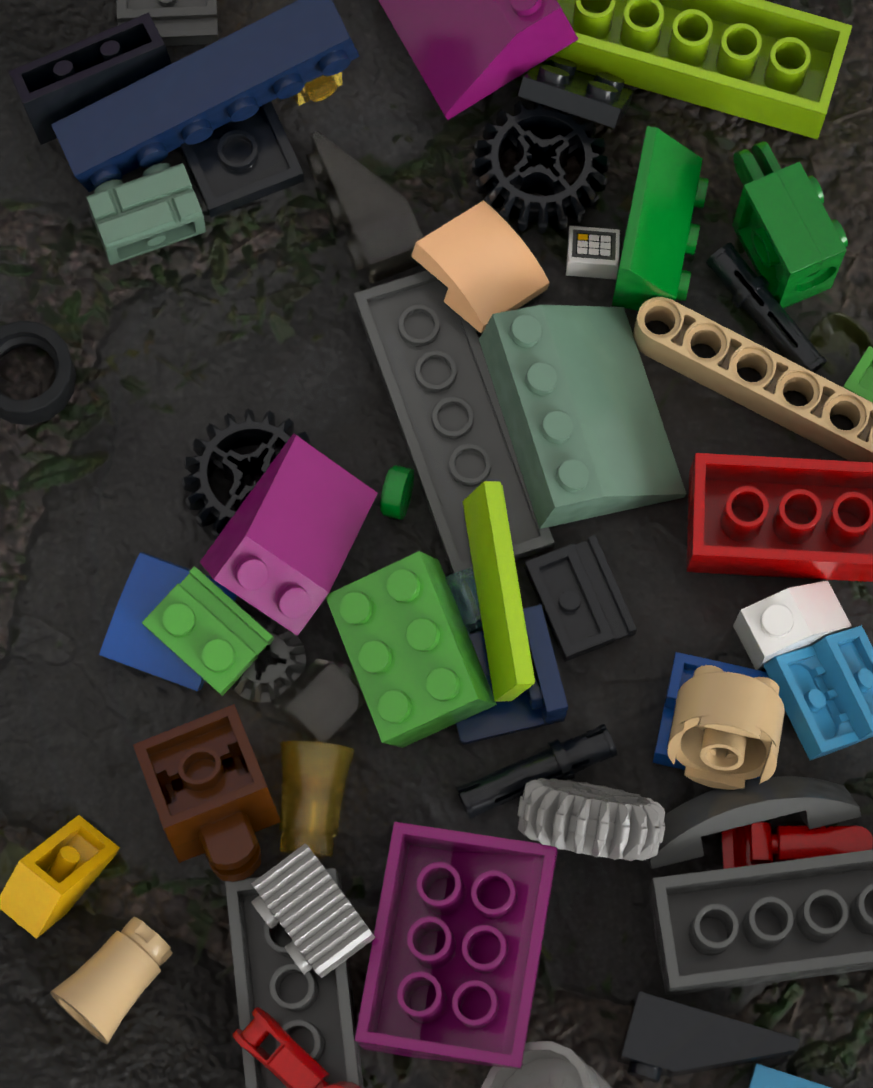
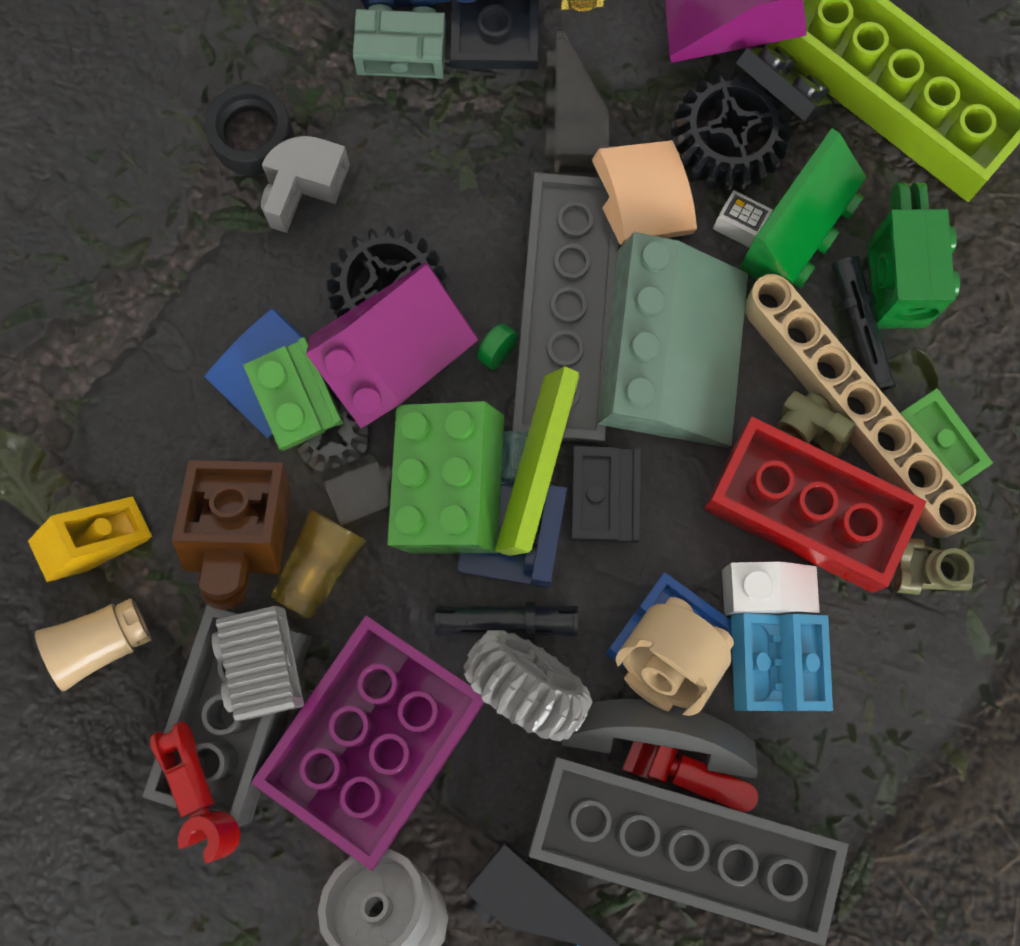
camera: 25 degrees right, 5 degrees up
(102, 389) = (298, 168): none -> light grey brick
(757, 431) = (811, 419): none -> olive plate

